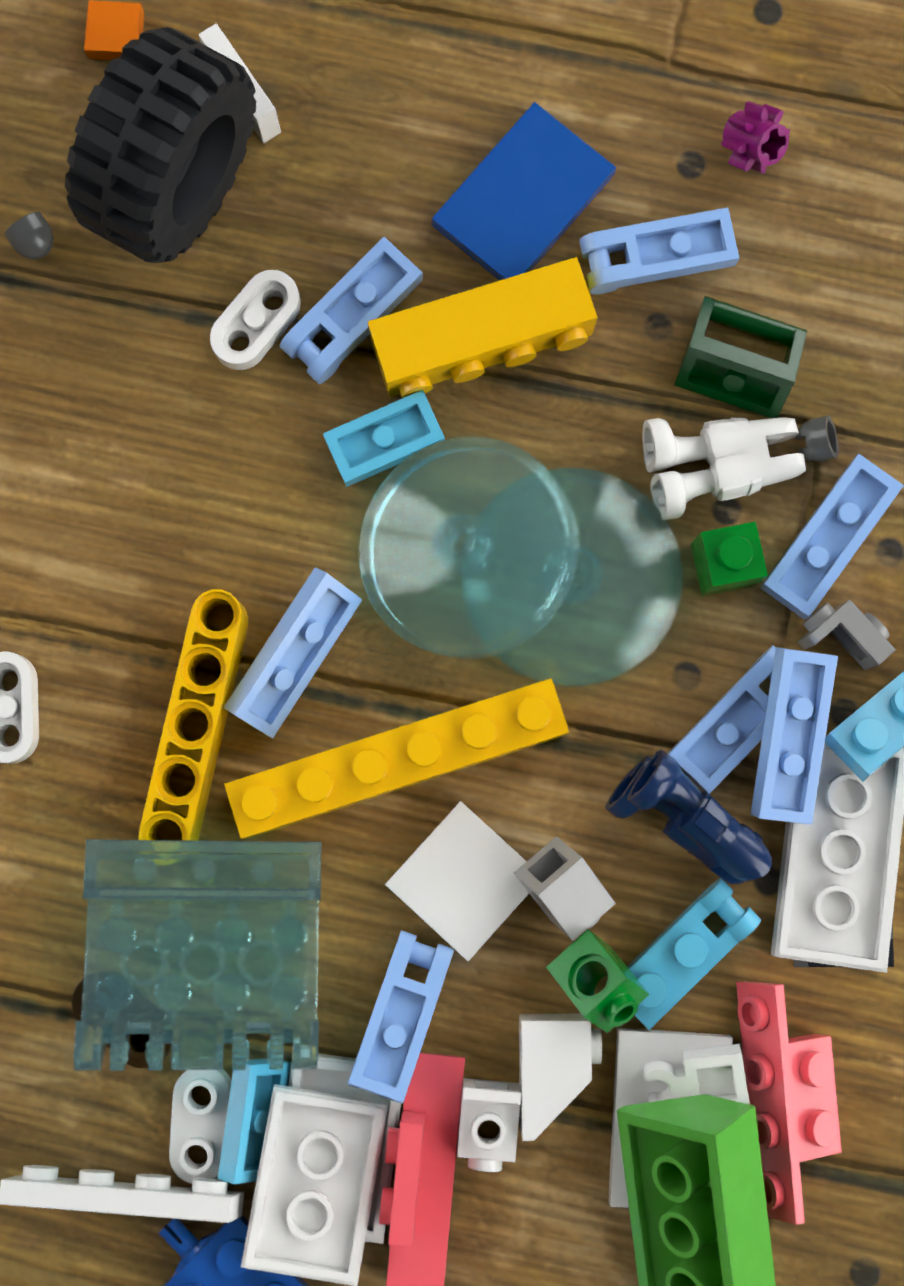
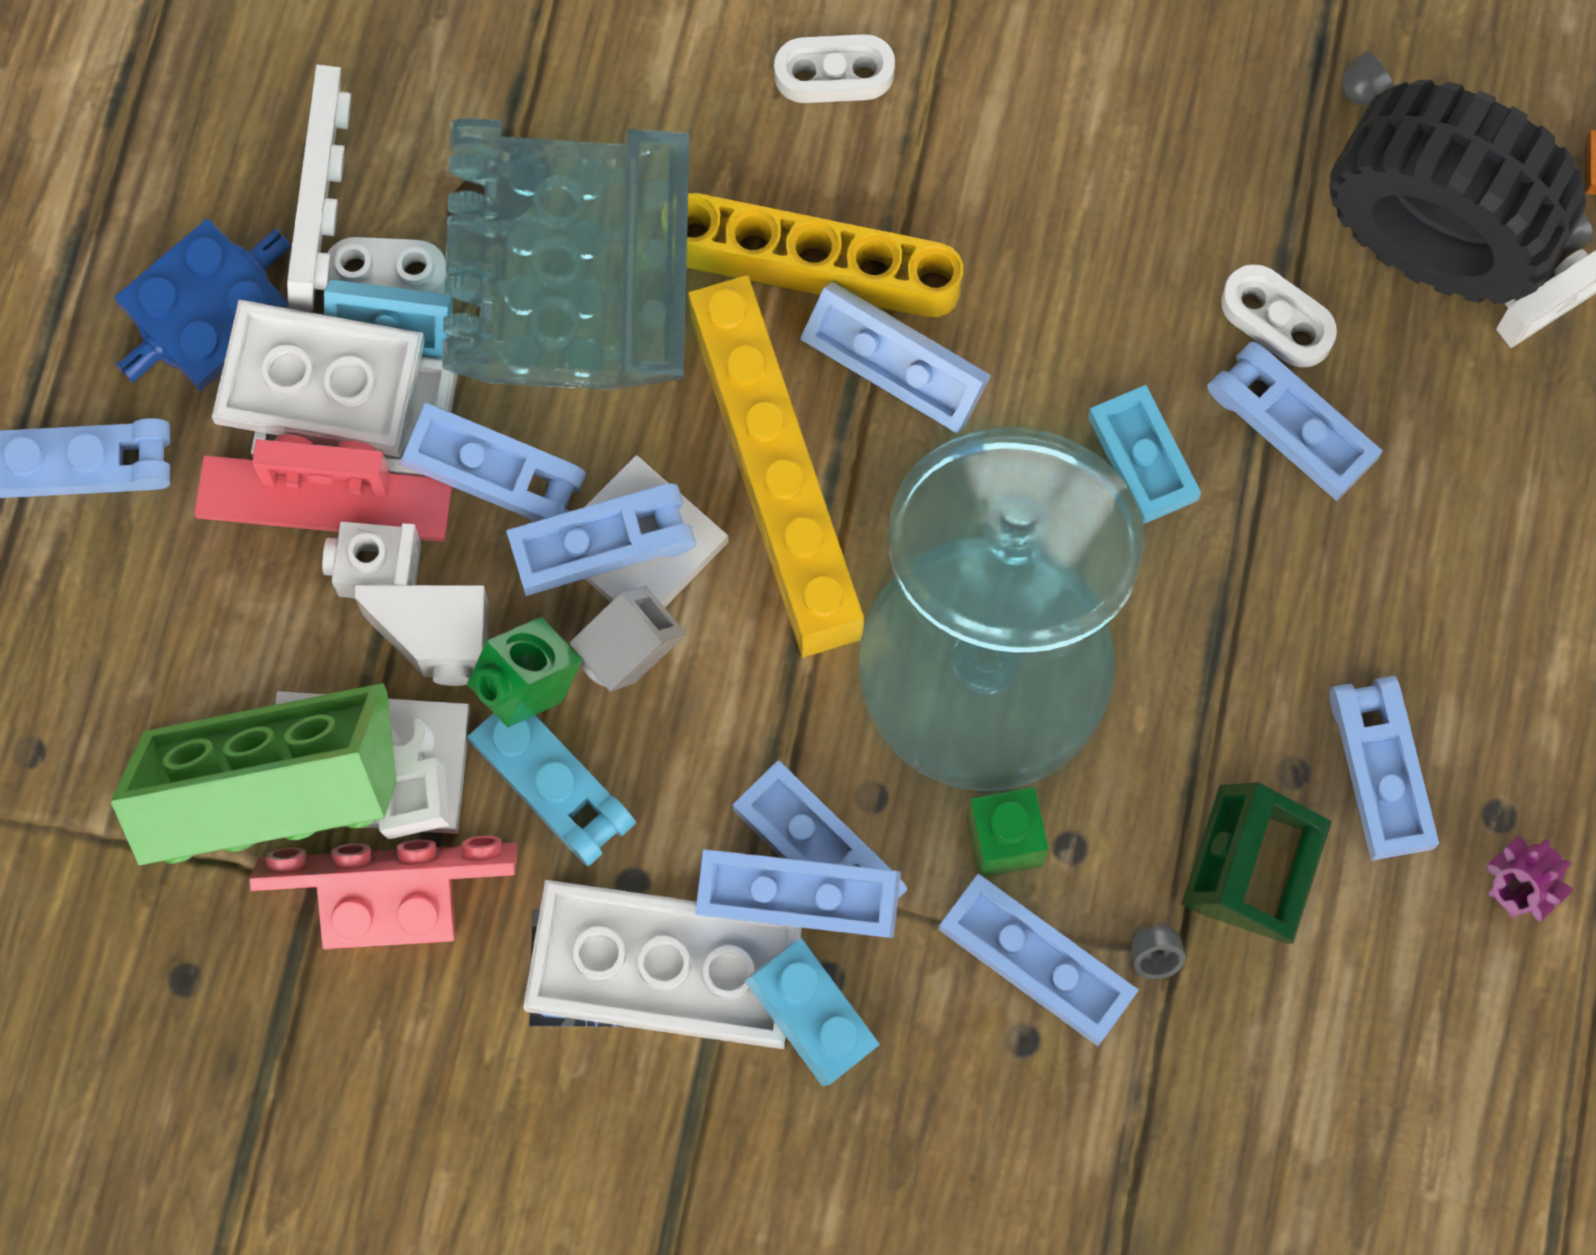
camera: 90 degrees right, 10 degrees down
(472, 918) = (599, 538): none -> light blue plate
(483, 328) = (1276, 561): yellow brick -> none
(523, 195) = (1444, 615): blue tile -> none
(694, 819) = (698, 790): dark blue piece -> none
(735, 454) = (1129, 846): white piece -> none
(857, 632) = (919, 986): light grey bracket -> none

